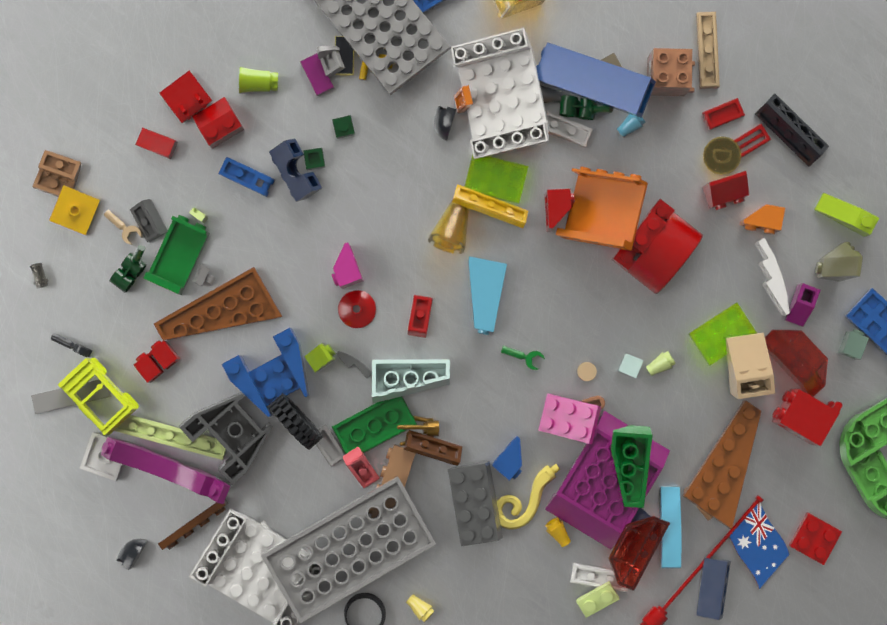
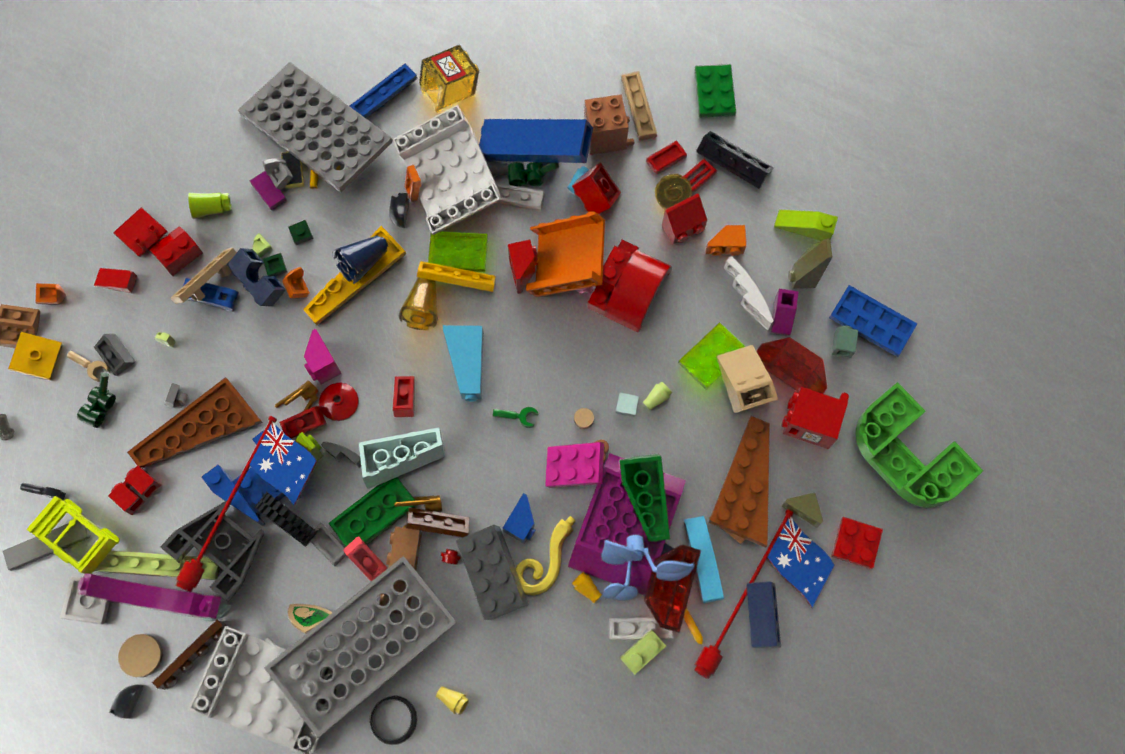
camera: 10 degrees left, 15 degrees down
(92, 147) = (49, 294): none -> orange plate
(147, 514) = (140, 655): none -> tan tile
(177, 255) = (147, 380): green panel -> none
(258, 150) = (192, 288): none -> tan hinge
(296, 368) = (277, 462): none -> flag
(302, 133) = (260, 245): none -> yellowish green tile
(303, 511) = (306, 616): none -> shield
(321, 325) = (303, 422): none -> red slope
(328, 294) = (305, 391): none -> pearl gold plant
(331, 183) = (295, 284): none -> orange plate
(400, 171) = (359, 257): none -> dark blue cone
(402, 176) = (340, 290): none -> yellow wing
(439, 480) = (450, 556): none -> red plate
(609, 516) = (619, 554): none -> light blue plant
(646, 141) = (596, 189): none -> red slope
(647, 586) = (693, 627): none -> yellow piece
(776, 497) = (805, 508): none -> olive slope
(789, 48) = (715, 91): none -> green plate

